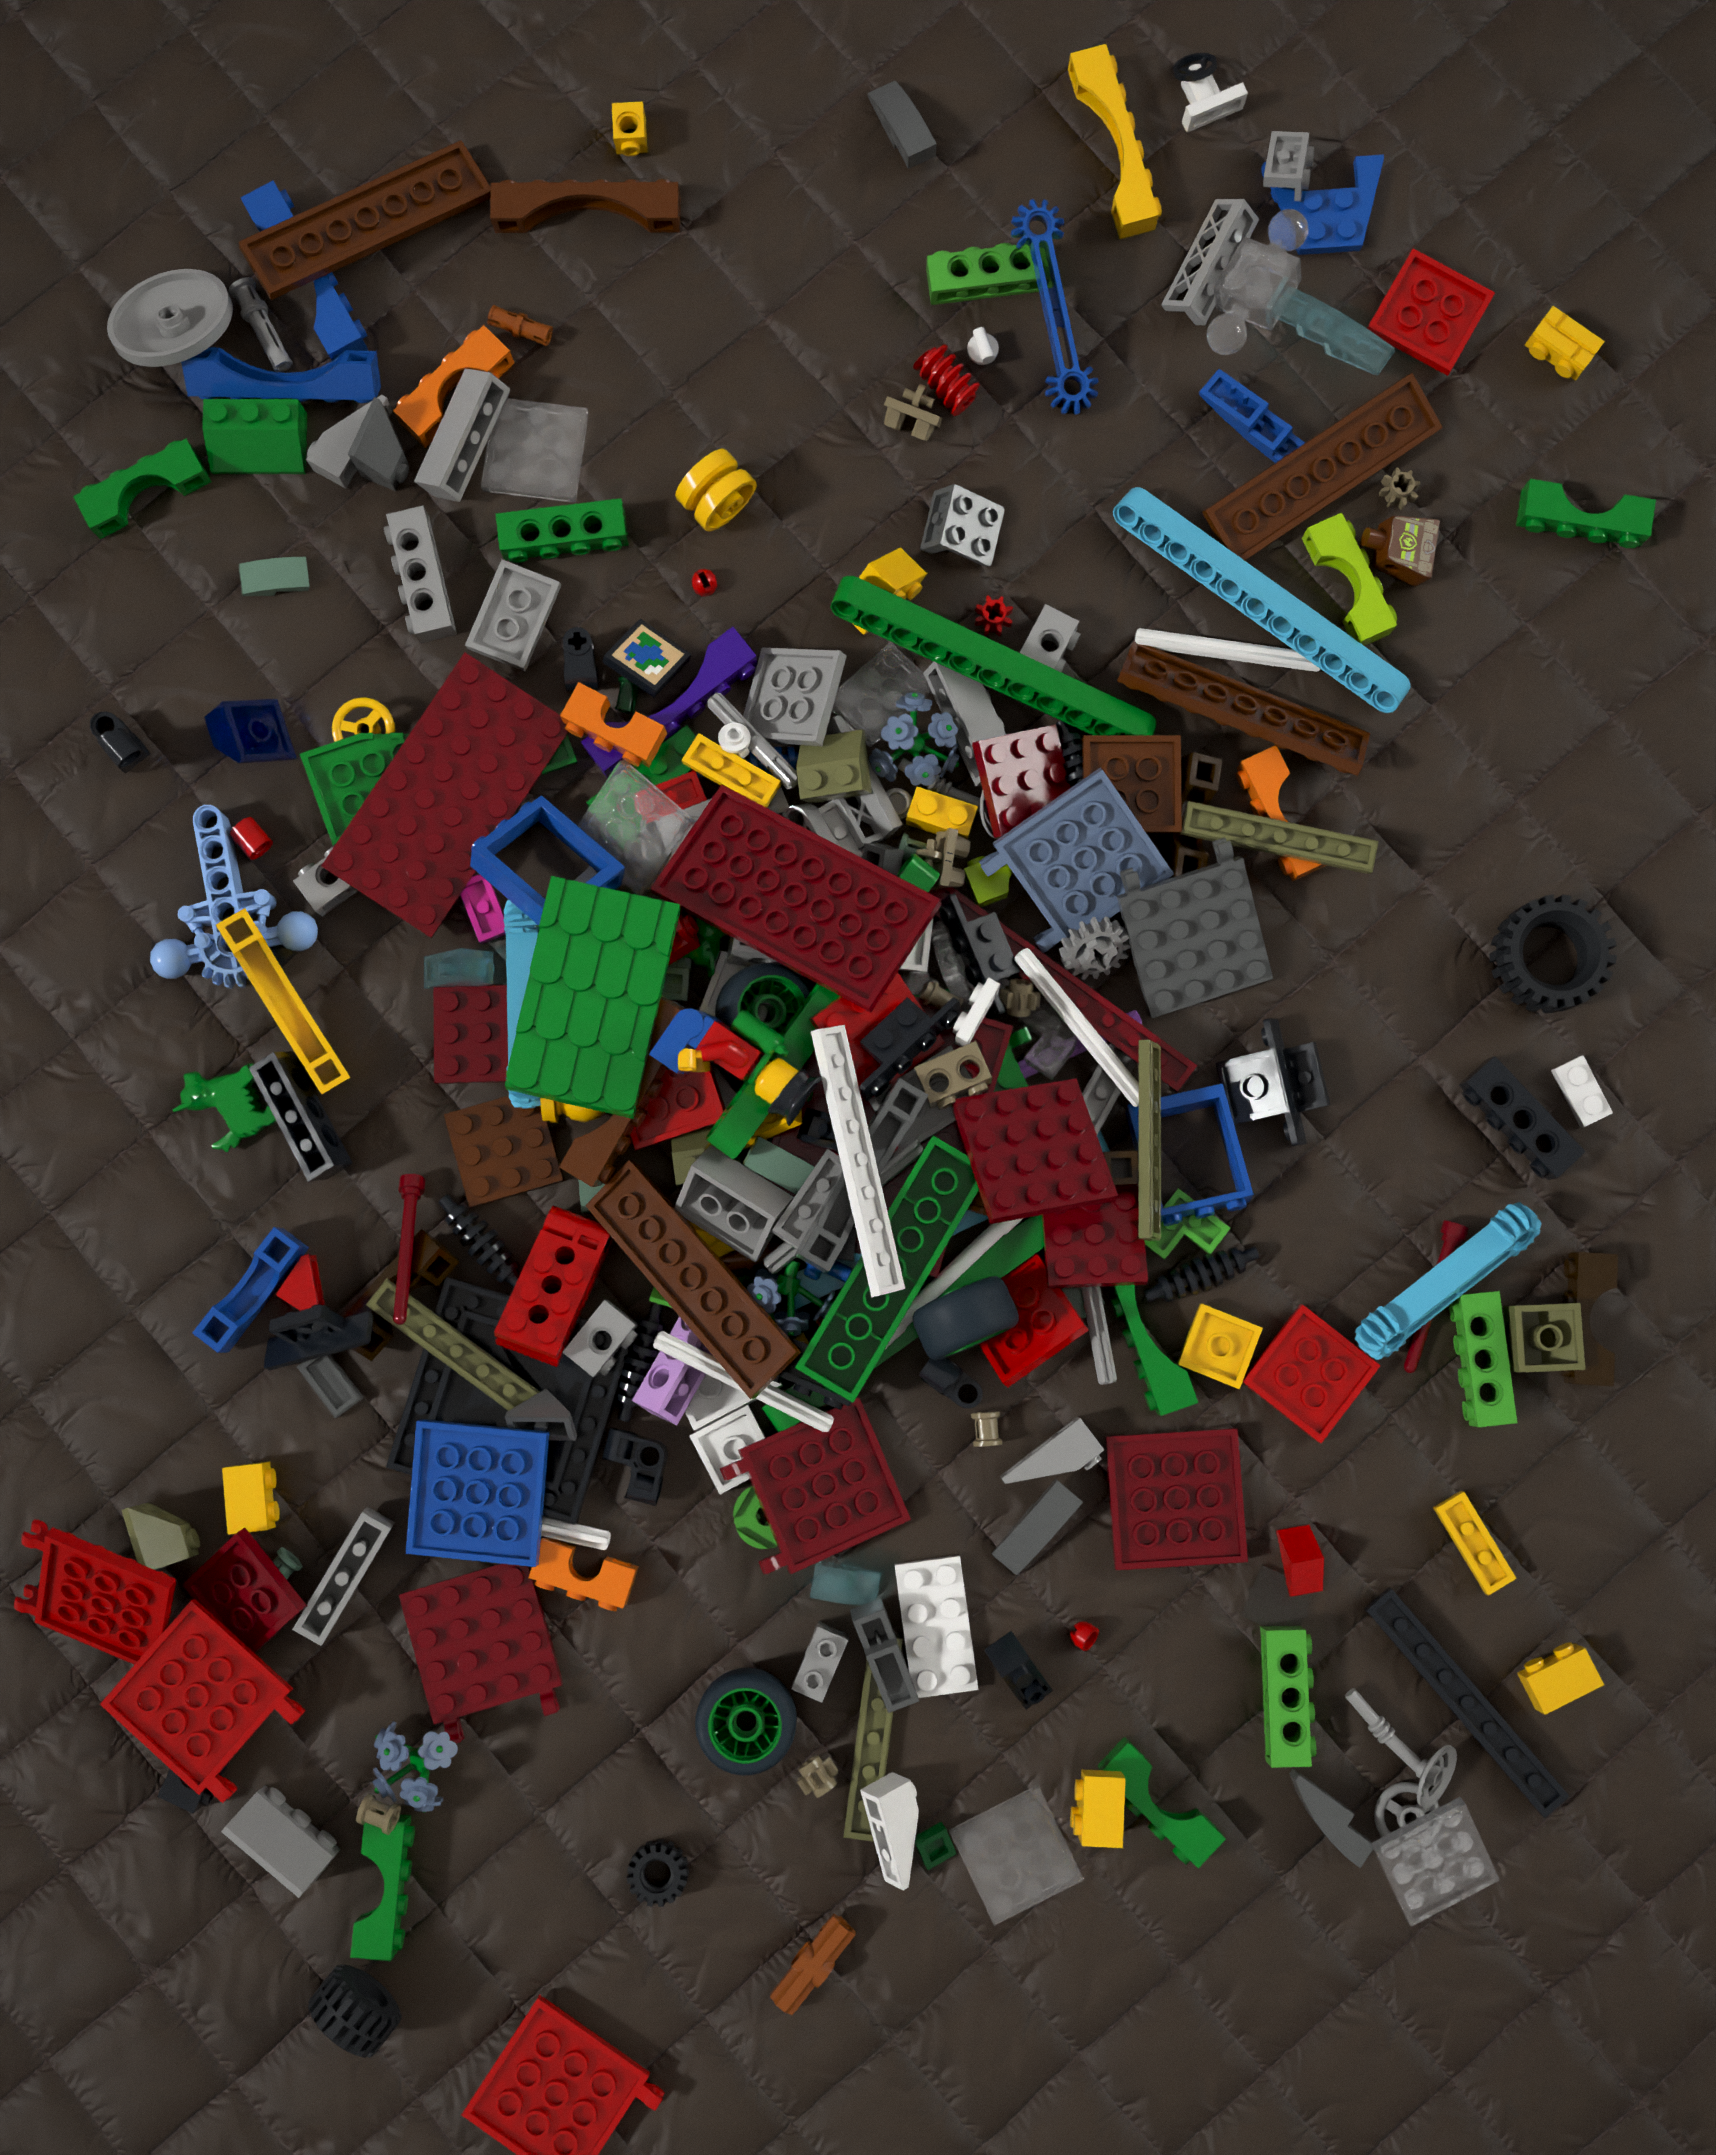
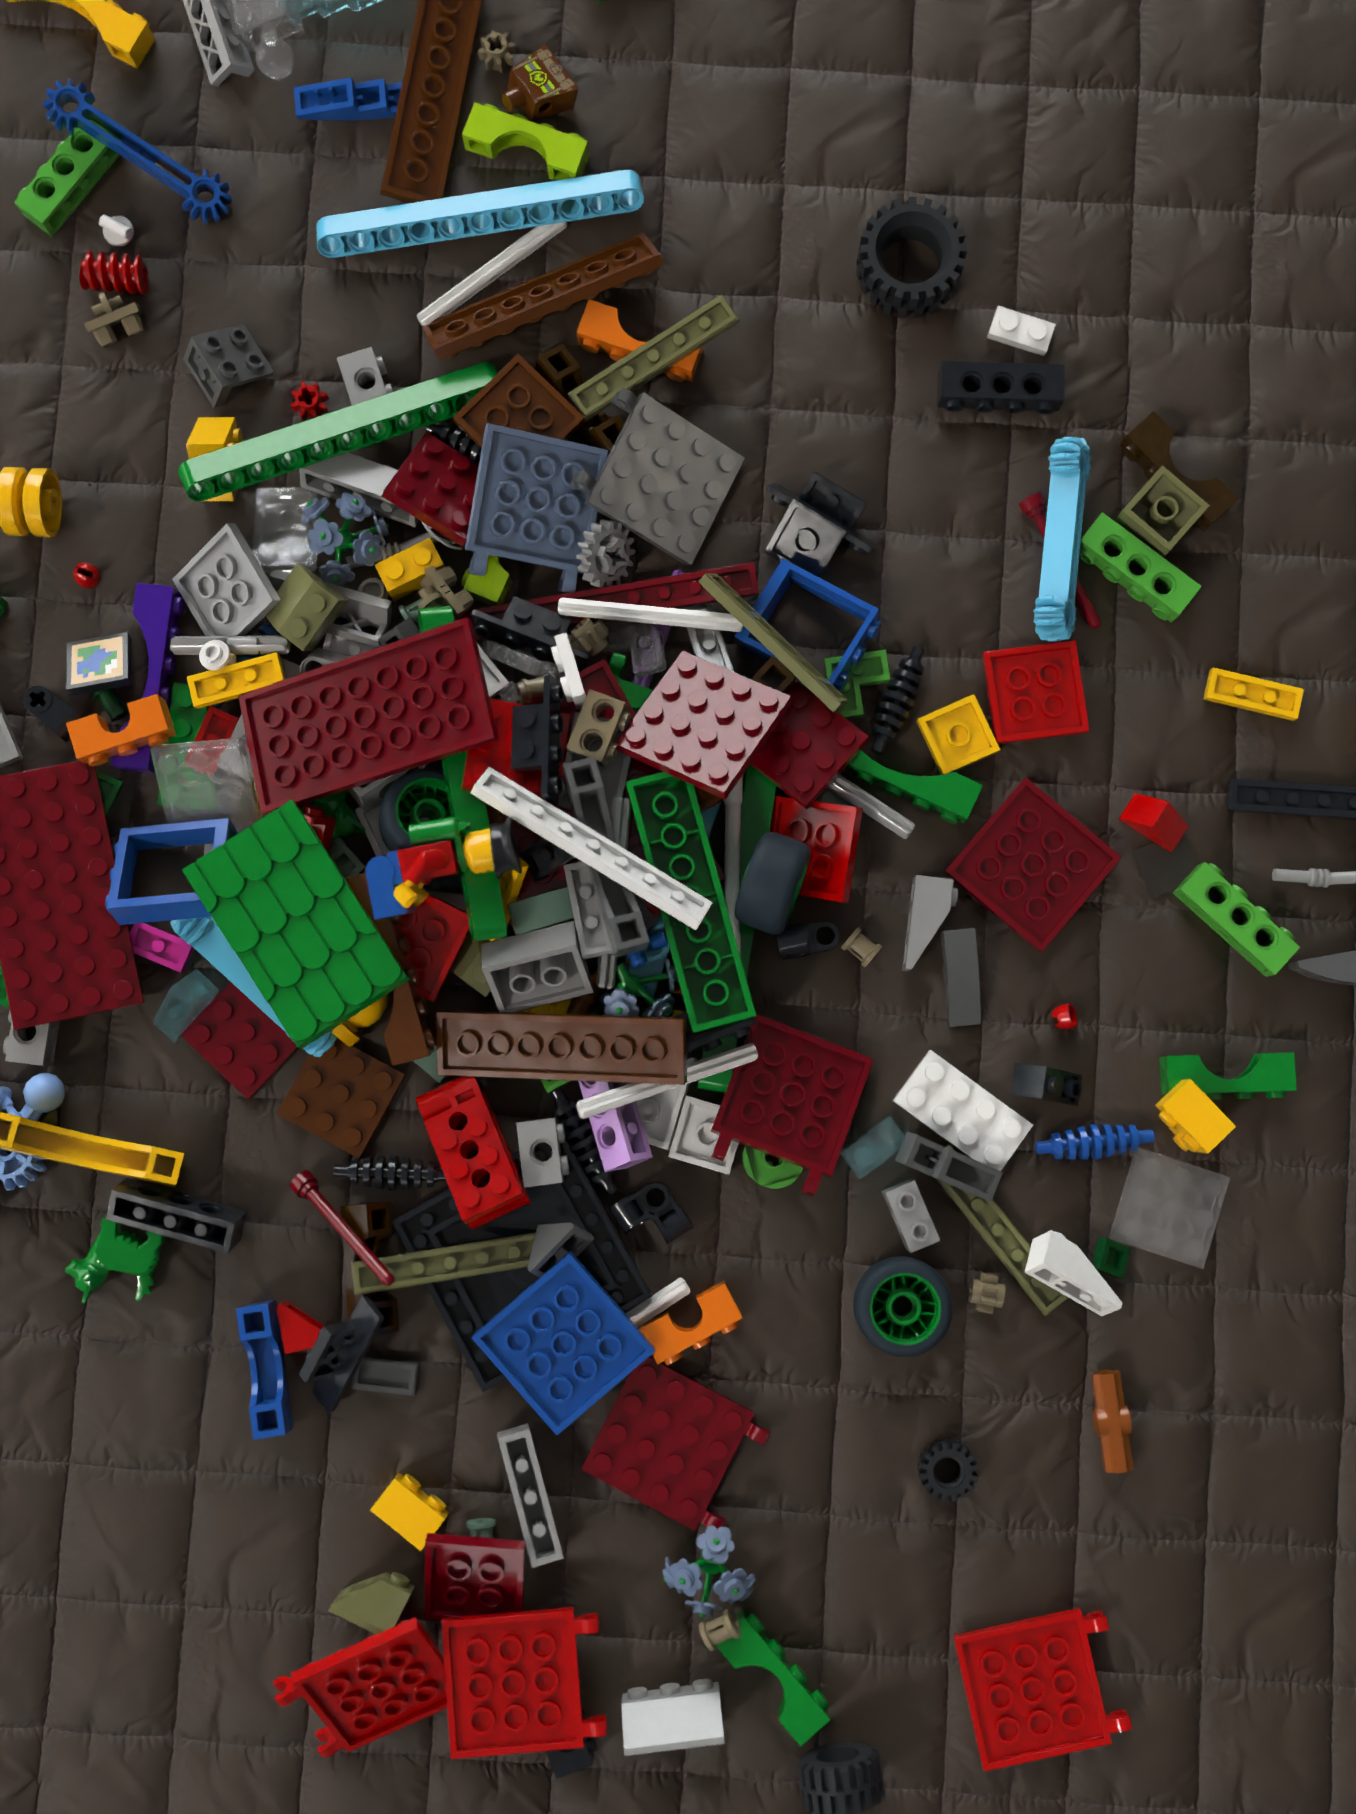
camera: 45 degrees left, 0 degrees up
(1010, 1749) = (1095, 1141): none -> blue piece

